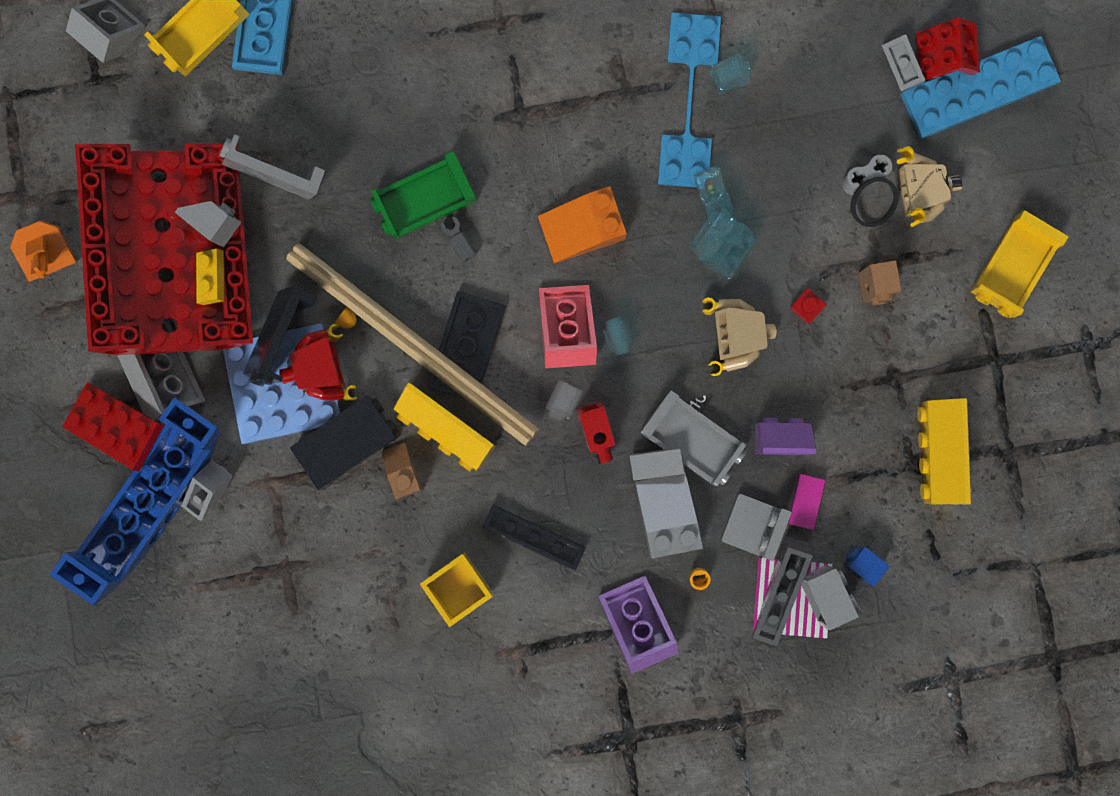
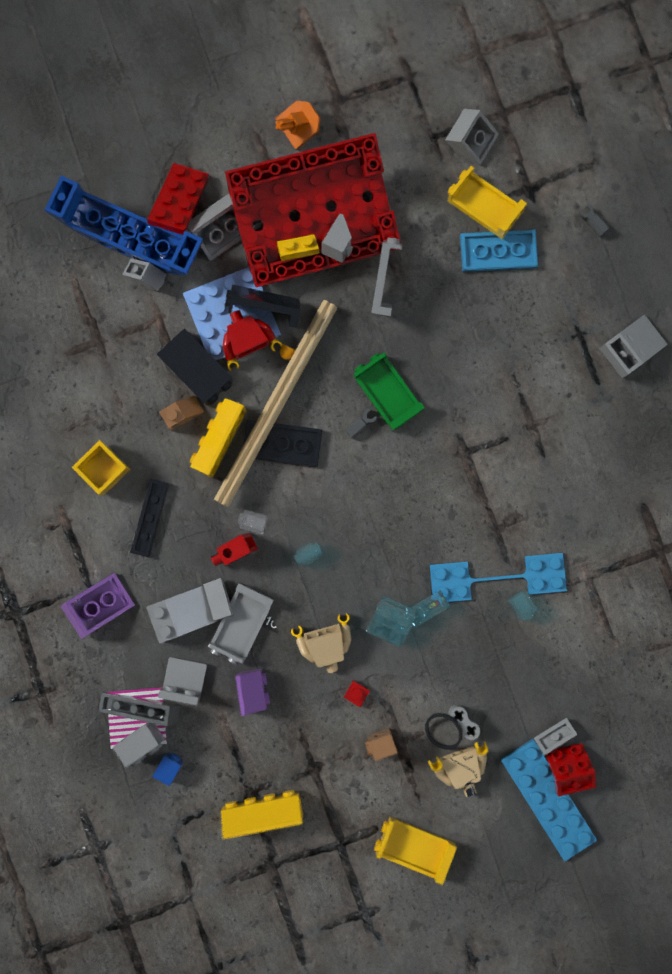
camera: 75 degrees right, 0 degrees up
(567, 326) = (309, 515): coral slope -> none
(583, 225) = (387, 513): orange slope -> none
(701, 582) = (136, 647): light orange hinge -> none
(806, 501) = (209, 716): dark pink tile -> none

